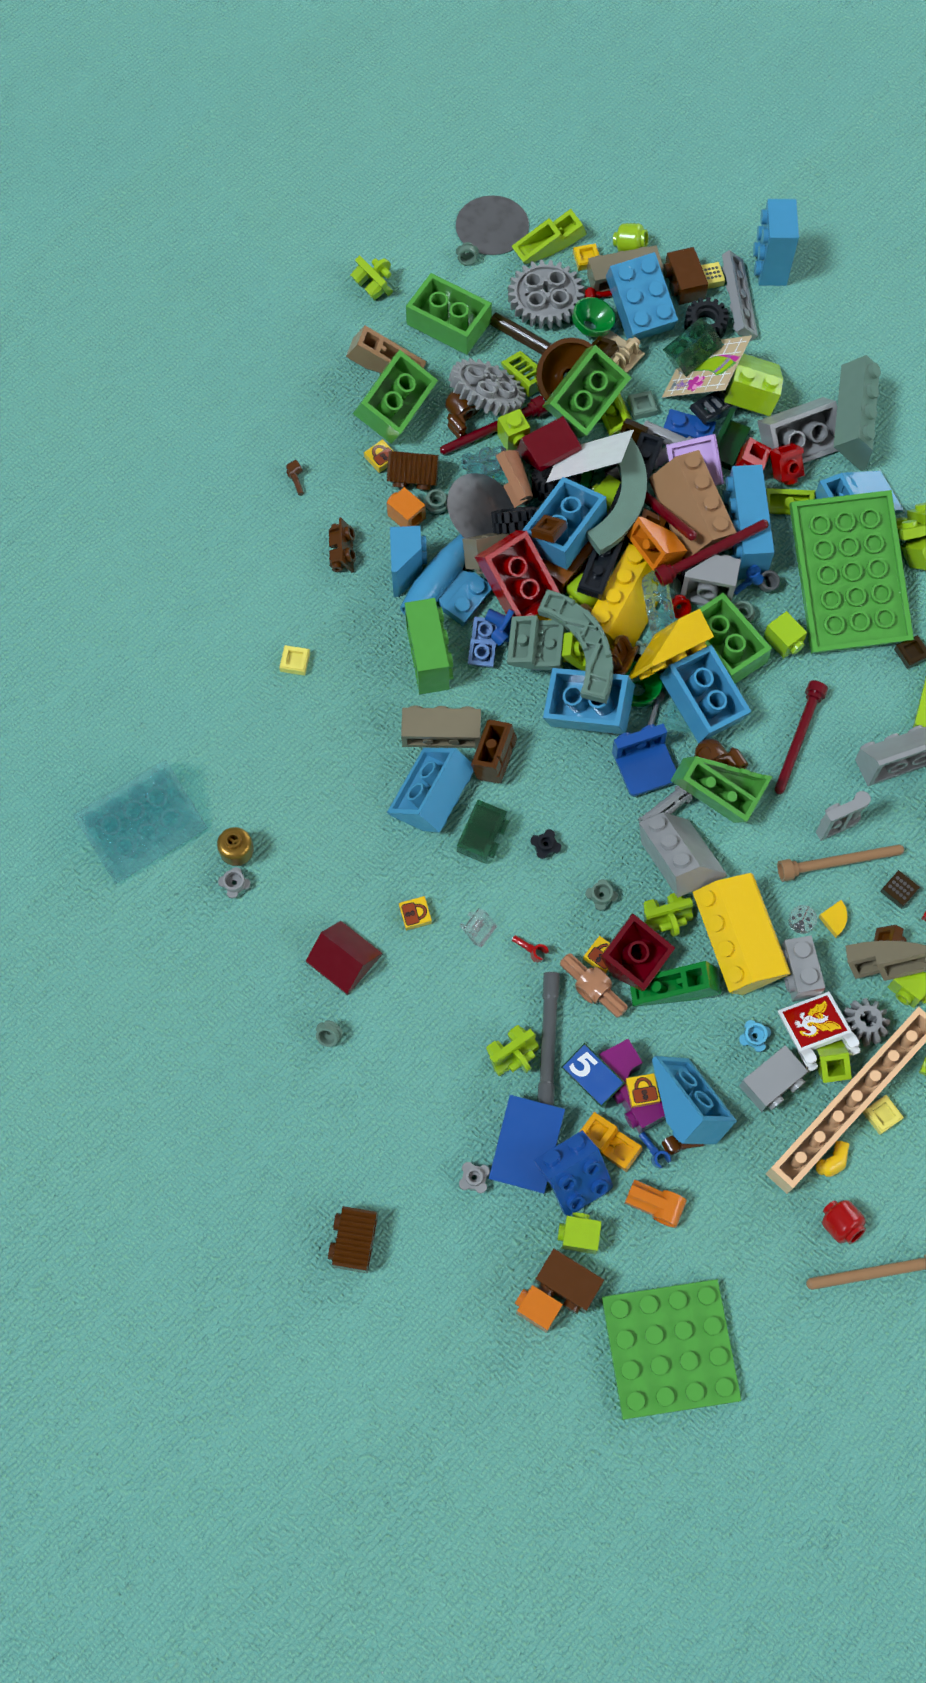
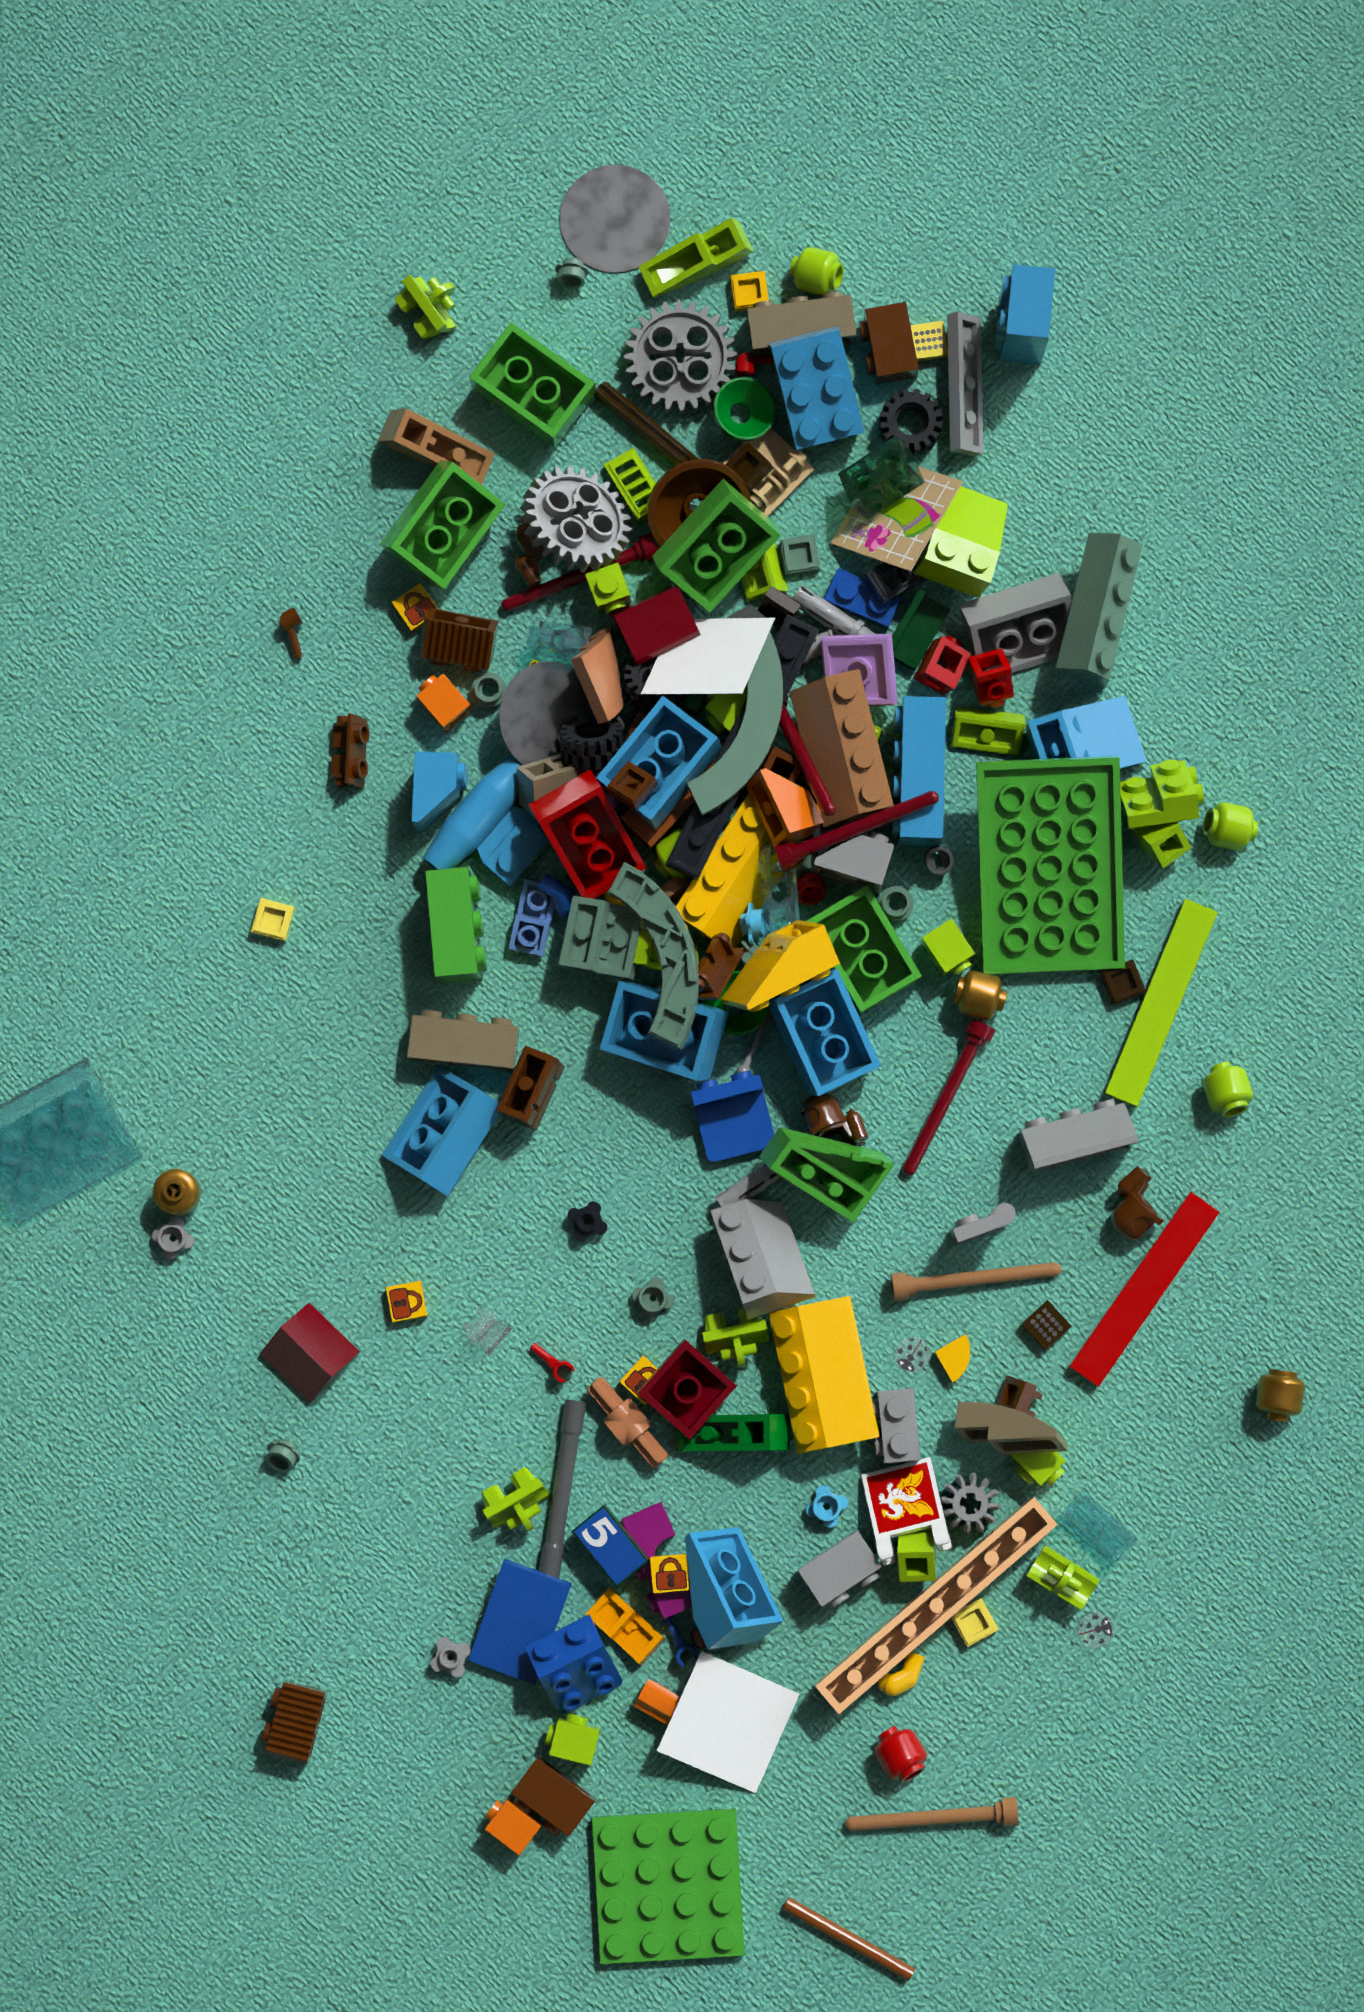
camera: 10 degrees right, 15 degrees up
(482, 832) = (505, 1198): clear green brick -> none
(499, 636) = (555, 915): blue hand -> none
(643, 630) = (752, 923): none -> medium azure plate
(702, 1208) = (728, 1722): none -> white sticker
(754, 577) = (912, 857): blue hand -> none
(813, 664) = (979, 995): none -> pearl gold head
(824, 1380) = (848, 1939): none -> dark orange bar

